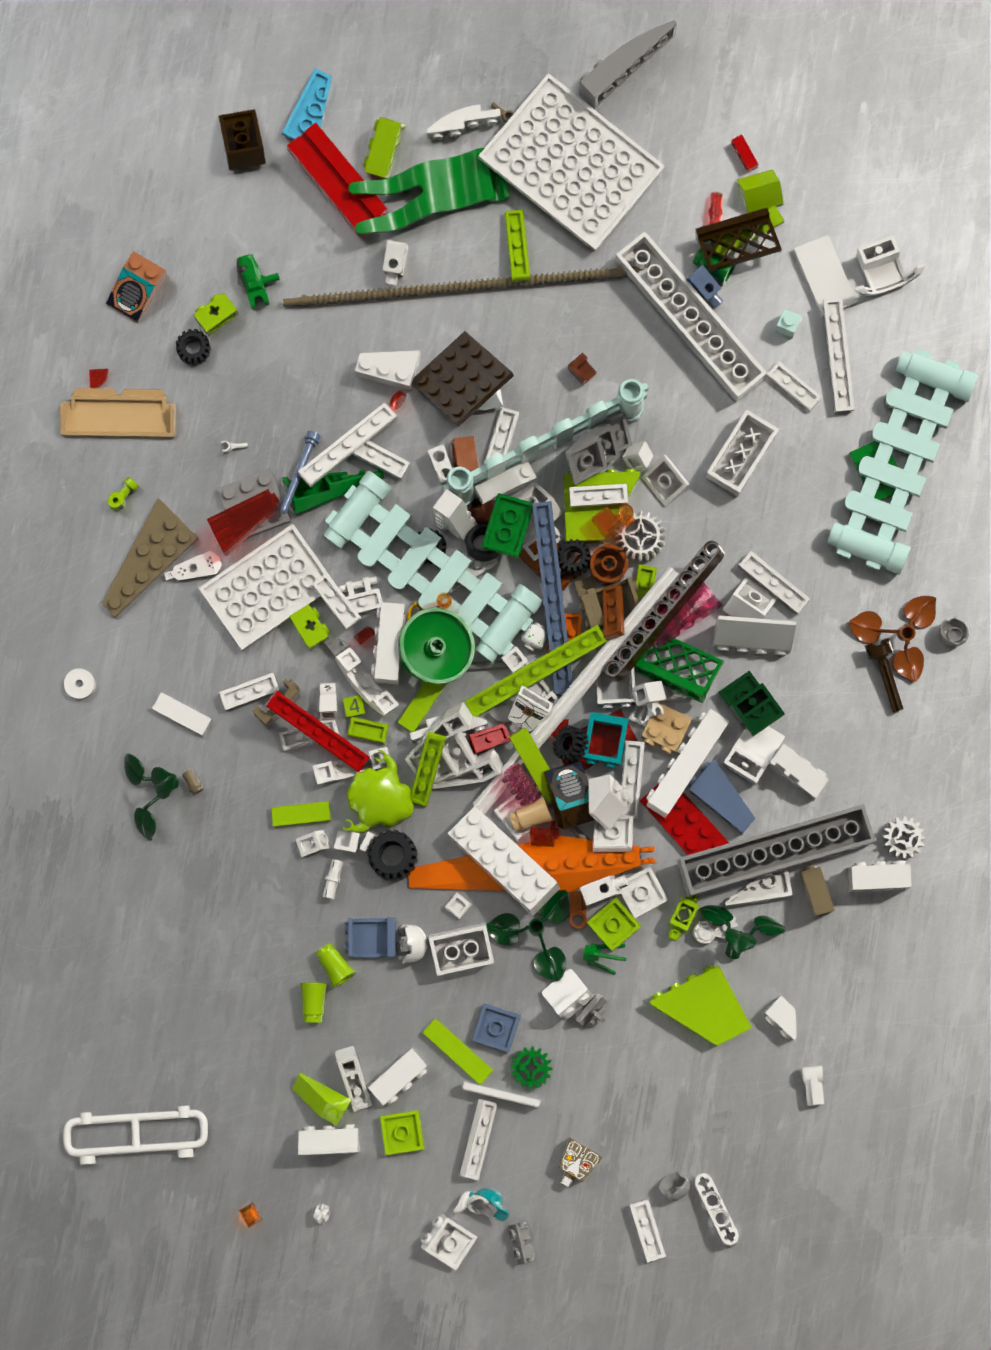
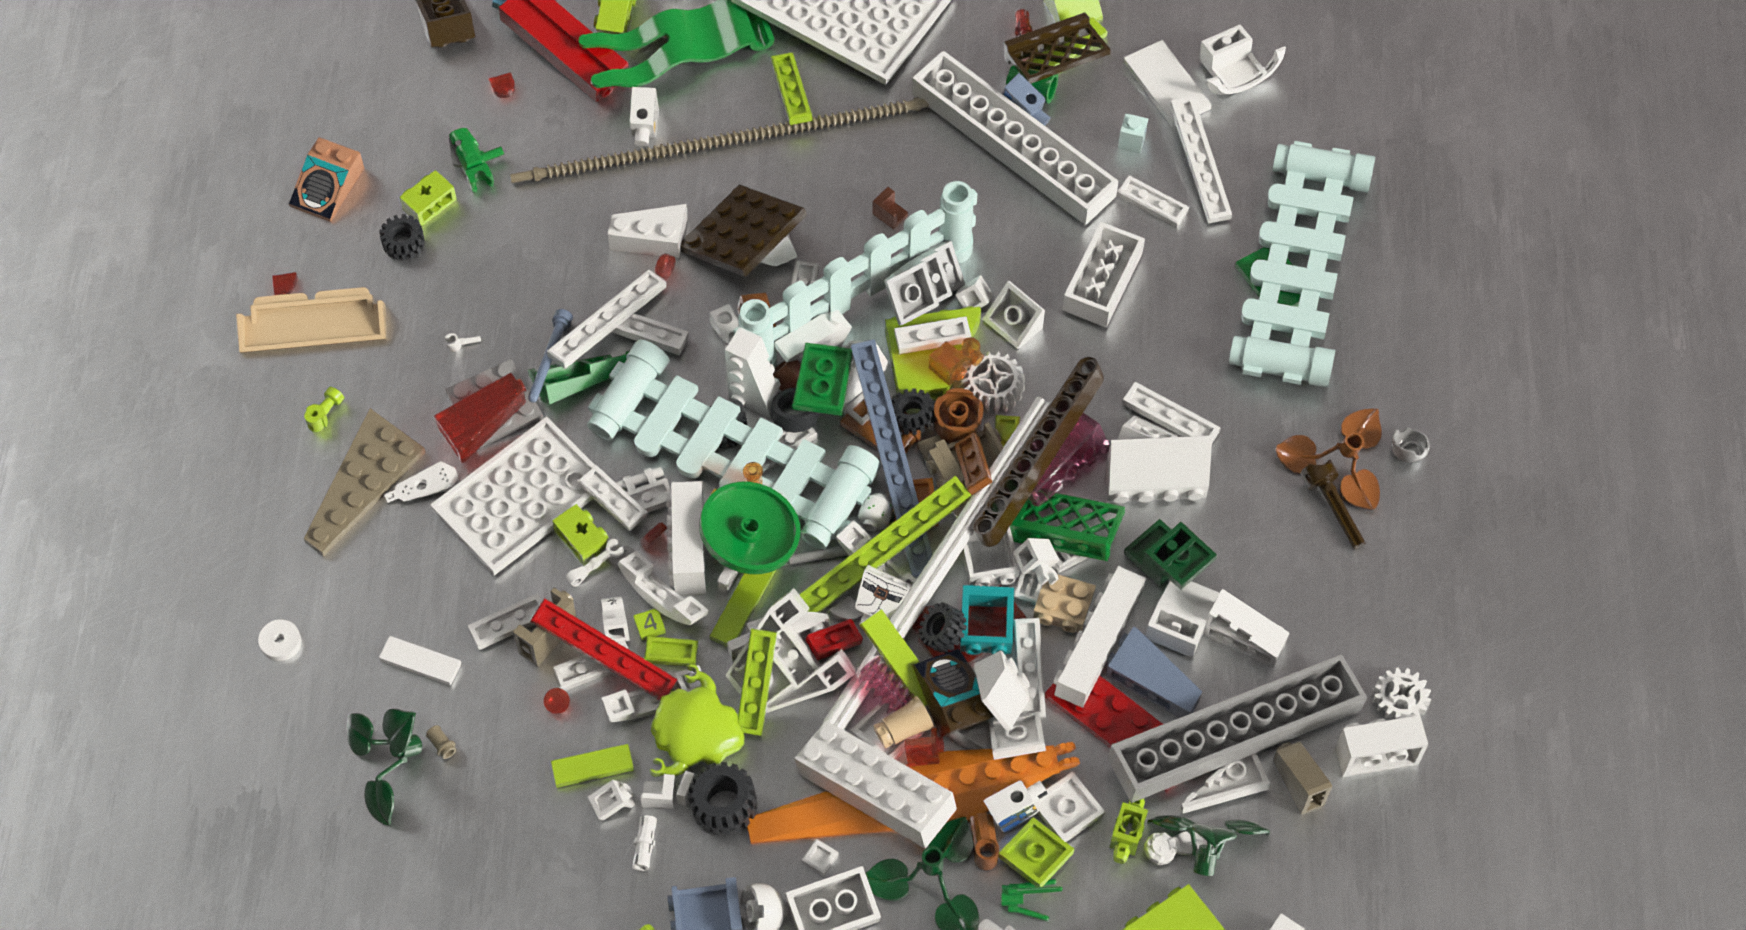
camera: 10 degrees left, 20 degrees down
(279, 760) = (556, 700): none -> clear red tile
(284, 211) = (503, 85): none -> clear red tile
(304, 660) = (577, 575): none -> white piece

